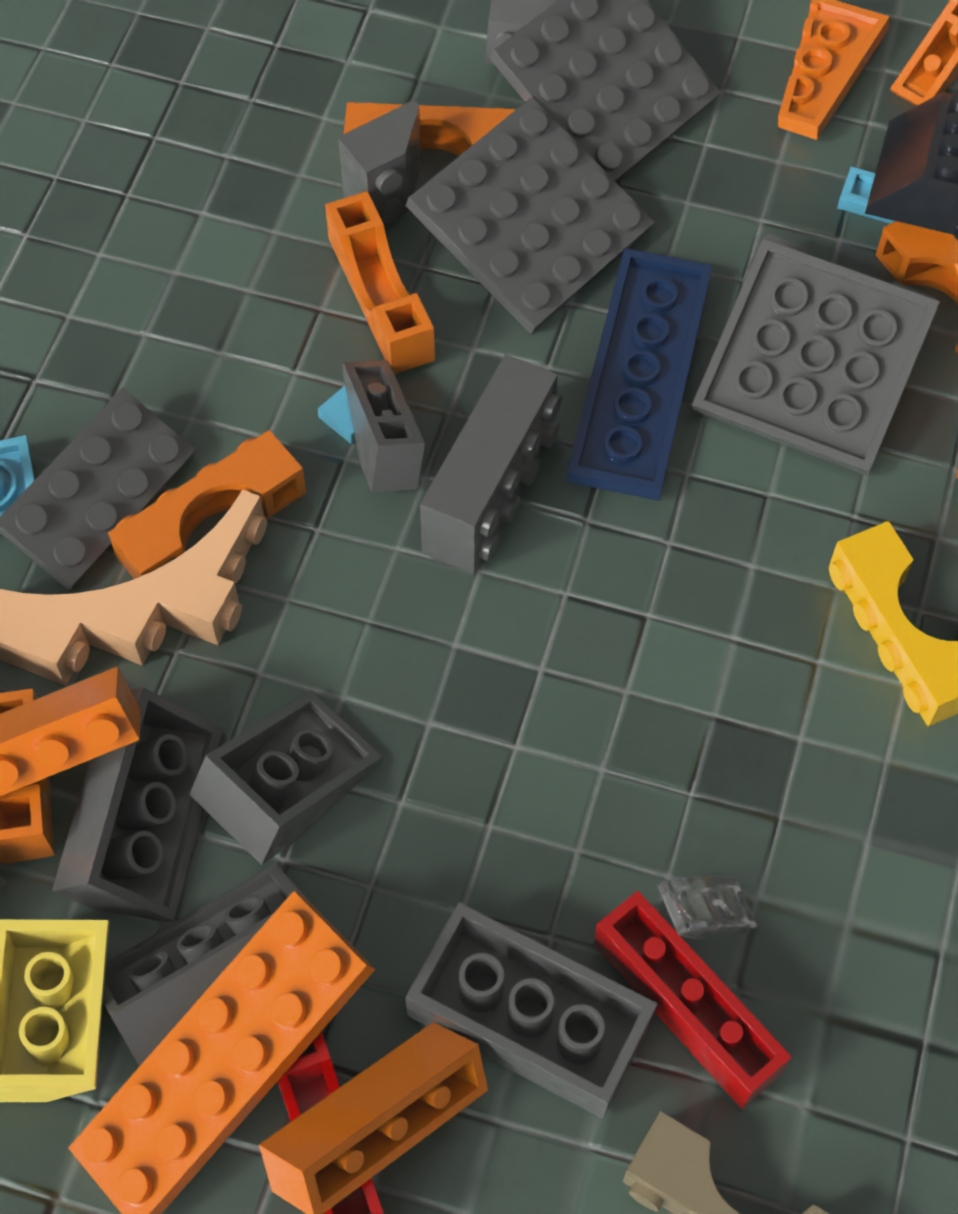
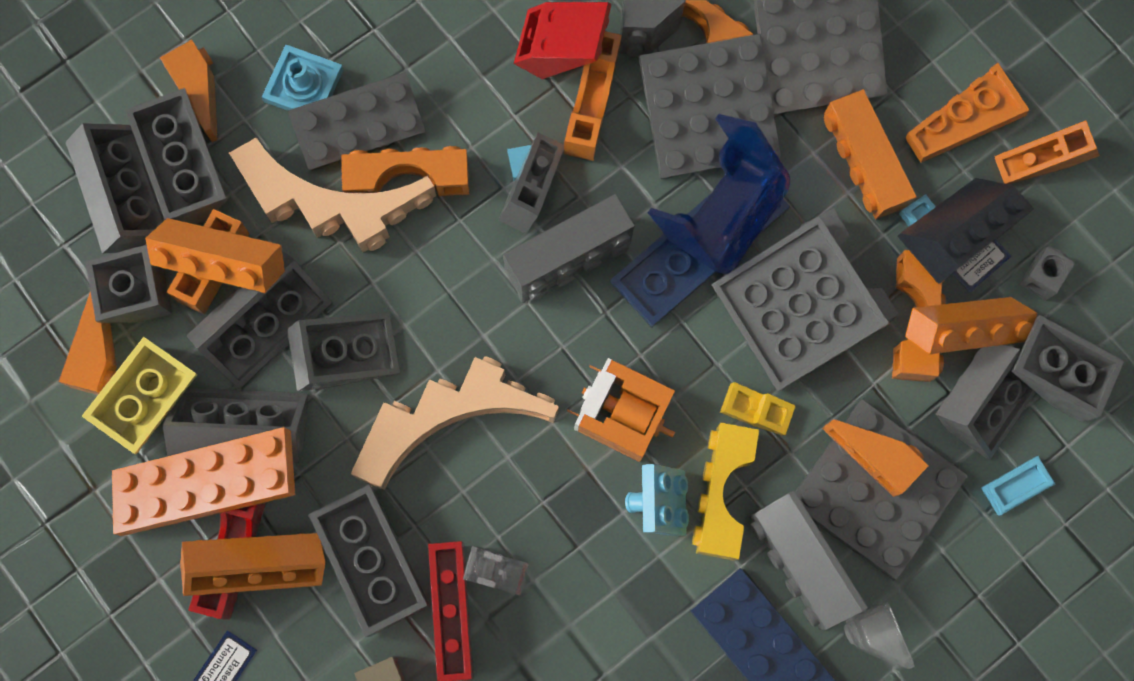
camera: 30 degrees right, 15 degrees up
(295, 234) = (561, 36): none -> red slope
(471, 753) = (482, 393): none -> light nougat arch
(653, 281) = (739, 203): none -> clear blue windscreen
(720, 598) = (630, 413): none -> orange piece
(755, 161) = (869, 155): none -> orange brick
(841, 680) = (661, 500): none -> medium azure plate
(853, 511) = (757, 409): none -> yellow slope

